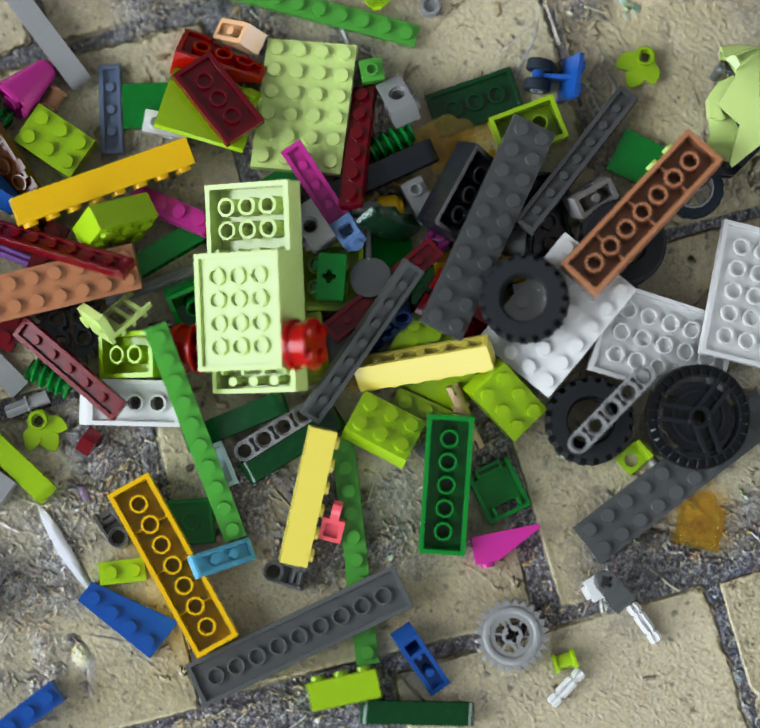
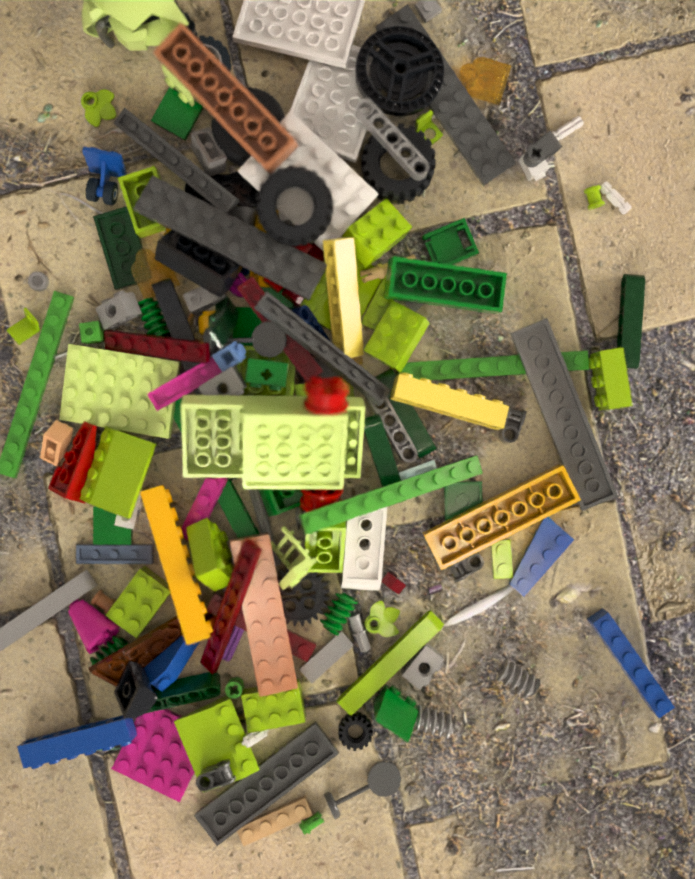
camera: 90 degrees left, 5 degrees up
(70, 368) = (334, 596): dark red plate -> none
(218, 99) = (108, 462): dark red plate -> none
(222, 558) = (497, 476): medium azure tile -> none
(332, 526) = (474, 382): coral plate -> none
(420, 658) = (585, 316): blue slope -> none
(496, 545) = (496, 247): dark pink slope -> none
(521, 656) = (554, 245): light grey gear -> none

